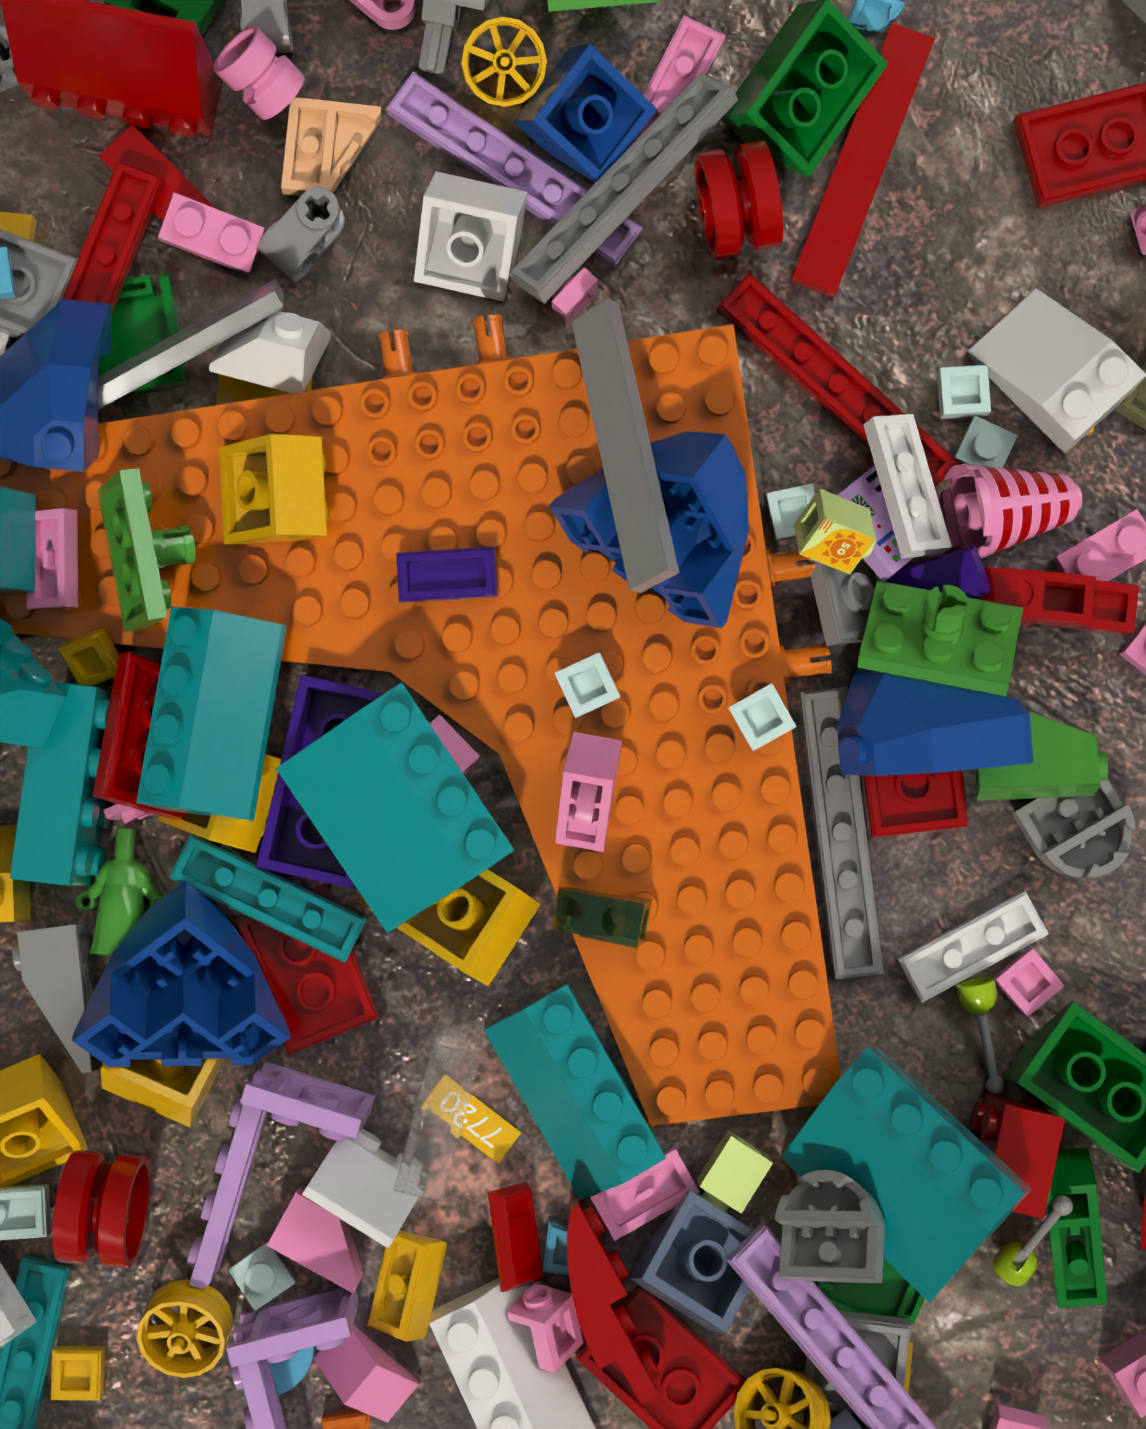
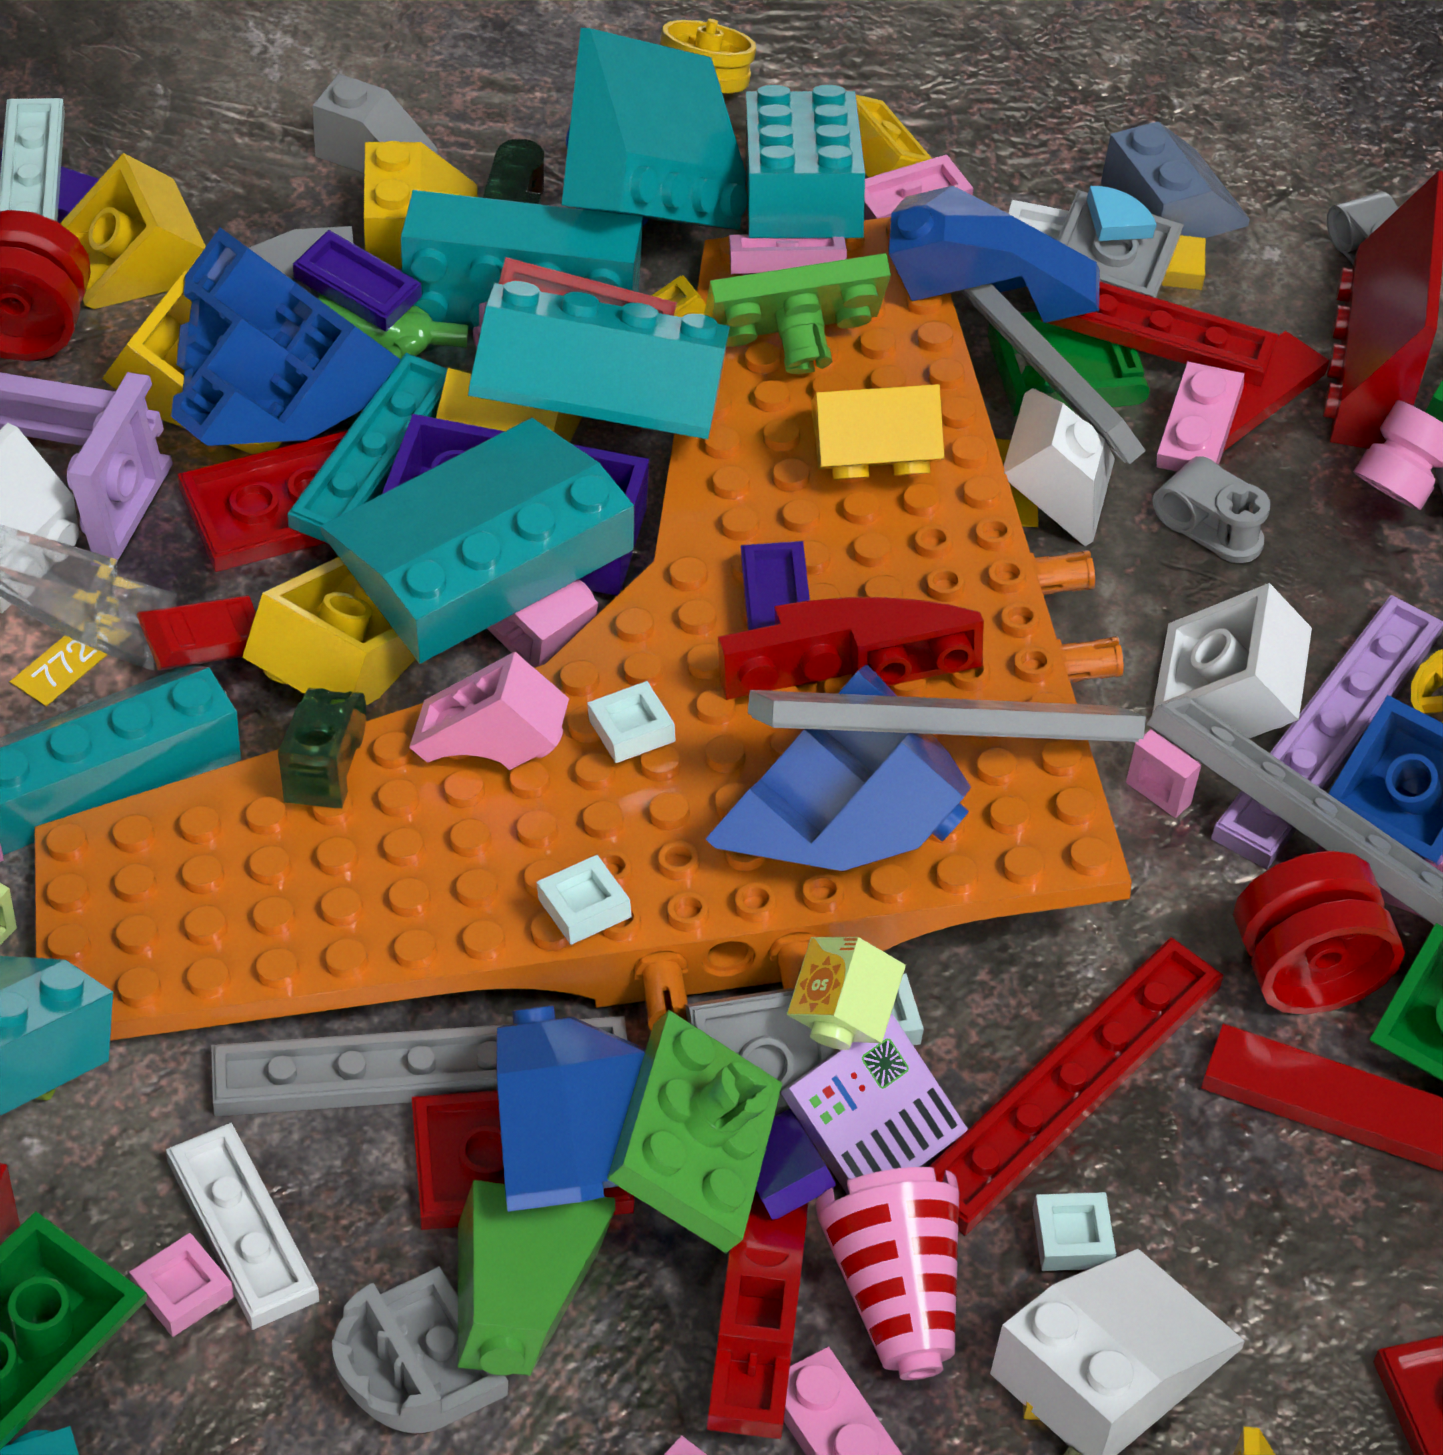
camera: 85 degrees right, 35 degrees down
(89, 922) = (357, 280): none -> dark purple tile
(324, 142) = (1333, 533): light nougat wing -> none
(464, 1019) = (198, 631): none -> red tile
(515, 498) = (841, 635): none -> red slope
(907, 486) = (922, 1122): white plate -> none
(978, 998) = (162, 1219): hinge -> none
(984, 444) = (994, 1265): light aqua plate -> none

